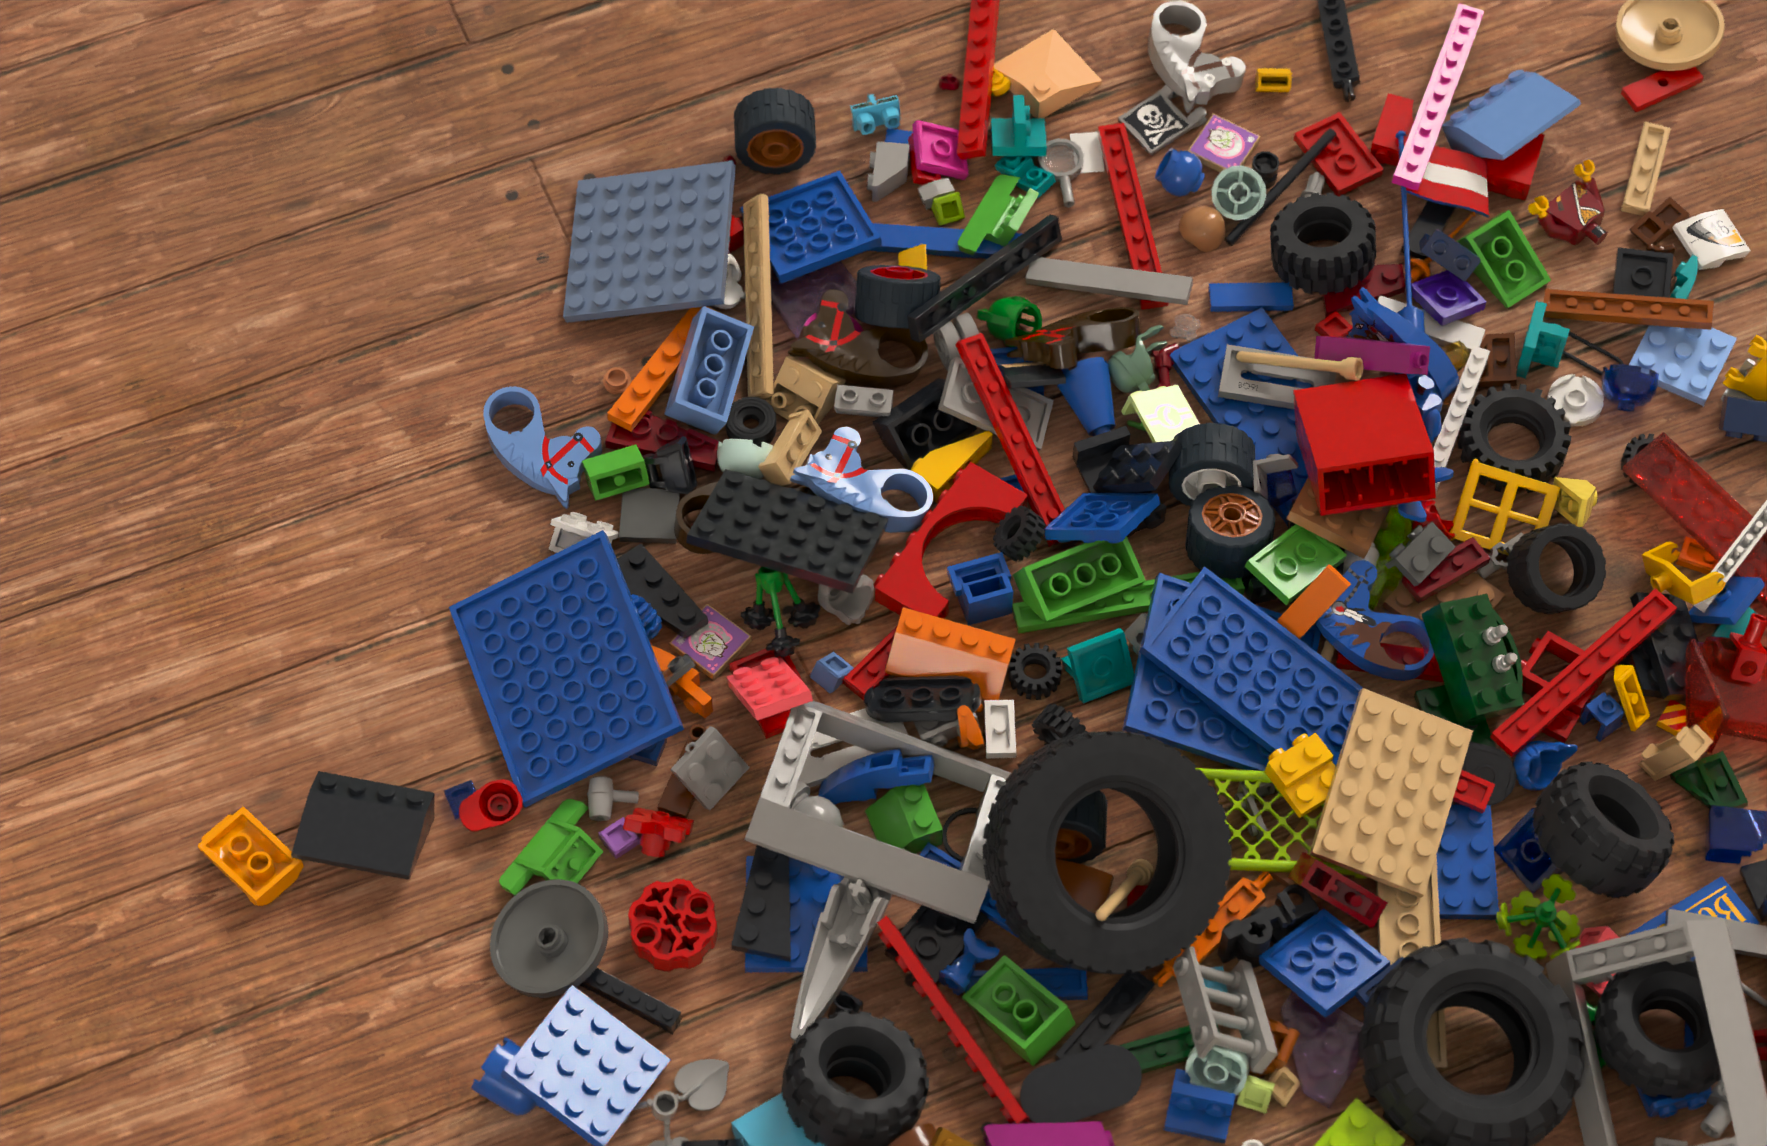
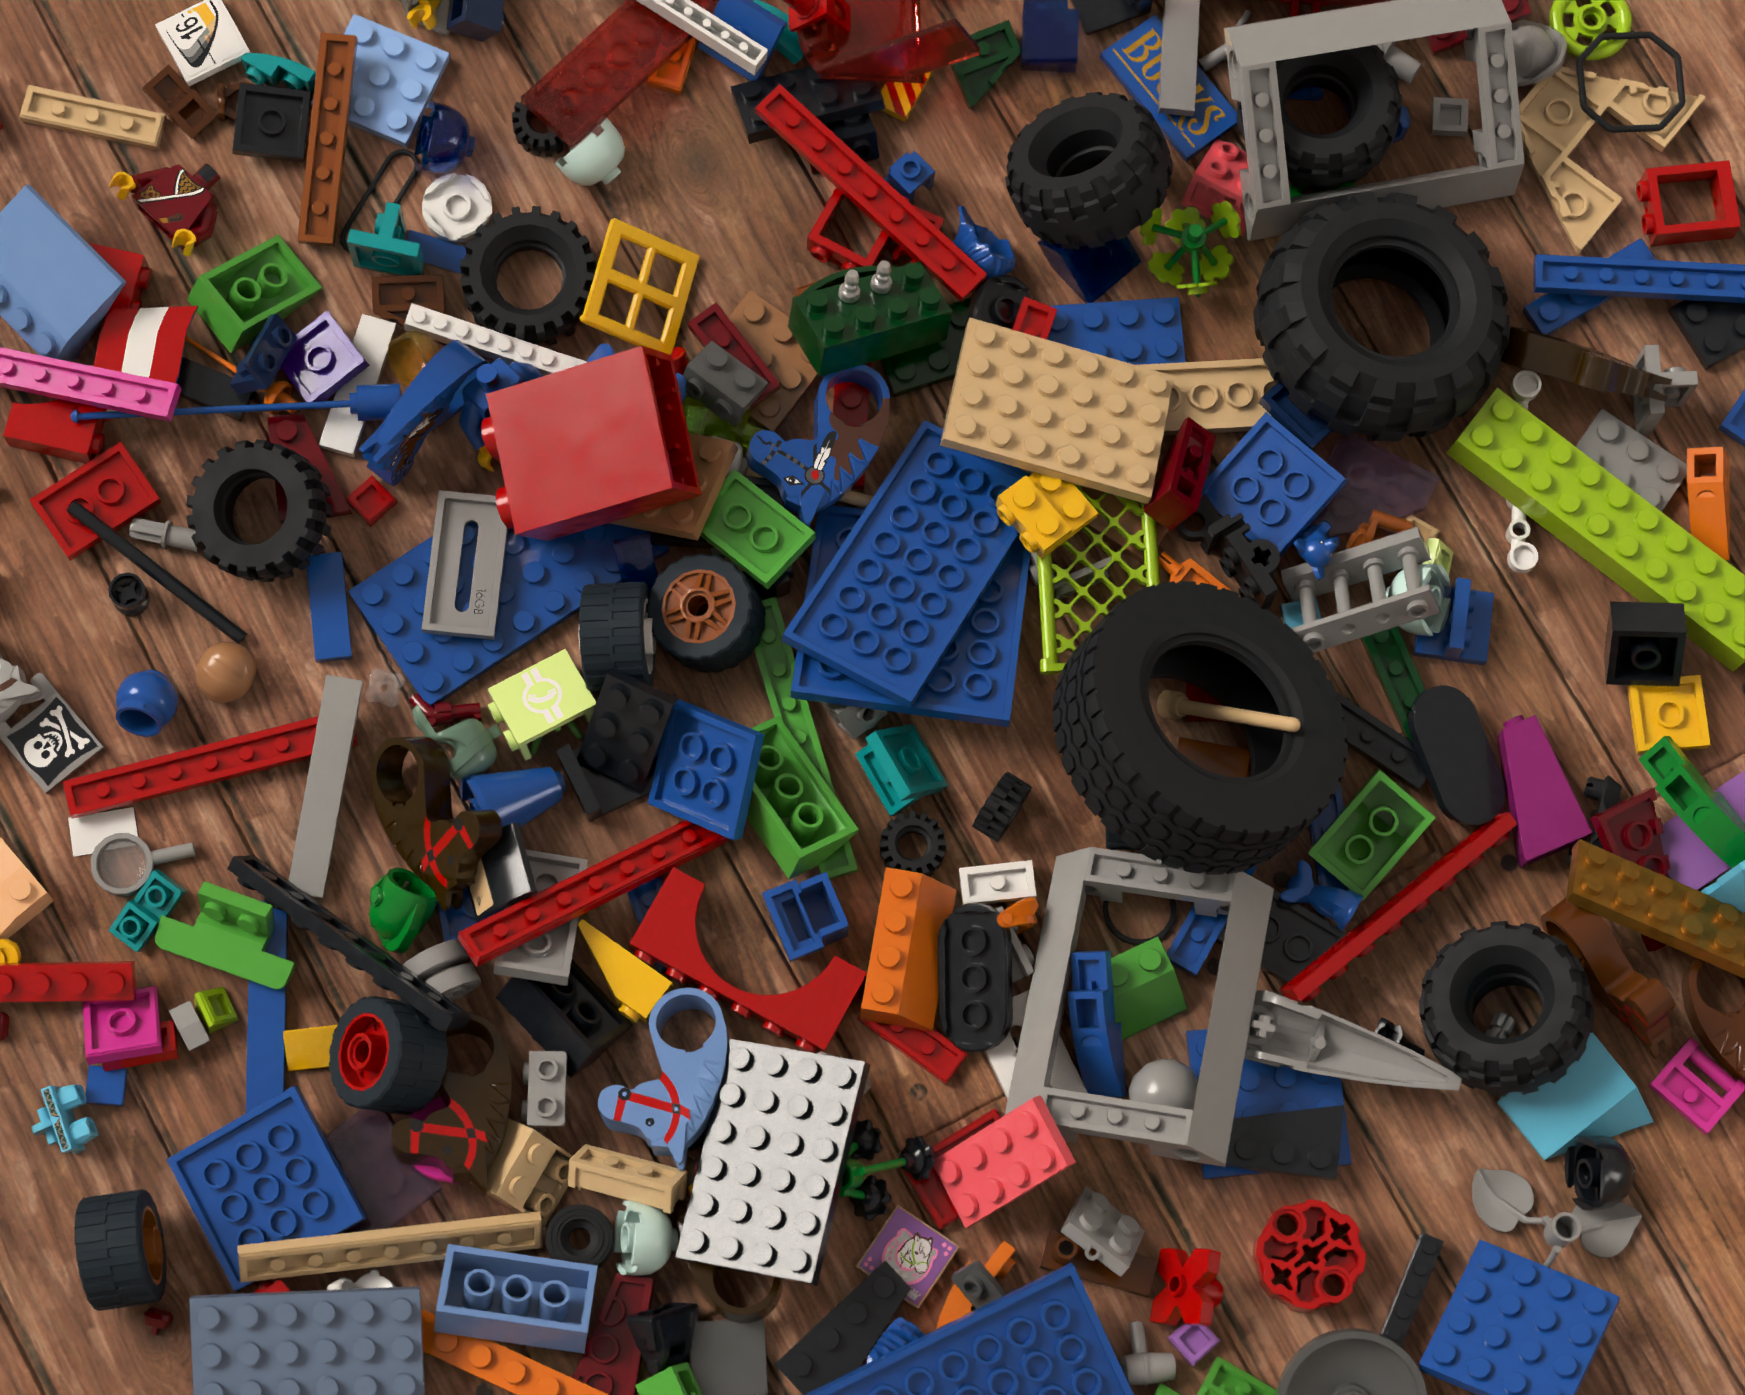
camera: 100 degrees left, 15 degrees up
(830, 671) = (934, 1098): medium blue slope -> none
(890, 168) = (153, 1091): light grey slope -> none
(1018, 134) = (90, 921): teal bracket -> none
(1019, 533) = (742, 856): black tyre -> none
(1224, 144) = (87, 651): tile -> none
(1238, 192) = (178, 623): light aqua cylinder -> none
(1270, 464) = (614, 560): light grey bracket -> none
(1273, 993) = (1317, 547): none -> blue animal
(1314, 601) = (818, 503): orange tile -> none
(1350, 367) = (482, 464): tan piece -> none
(1375, 354) = (451, 438): magenta slope -> none
(1493, 564) = (694, 279): light grey axle -> none
(1541, 378) = (438, 251): none -> blue sticker
(1575, 499) = (627, 200): light yellow slope -> none
(1586, 560) = (745, 198): black tyre -> none
(1617, 488) = (594, 156): none -> light aqua cylinder
(1631, 695) = (890, 143): yellow slope -> none
(1669, 578) = (725, 97): yellow piece -> none
(1675, 752) = (970, 92): tan container -> none

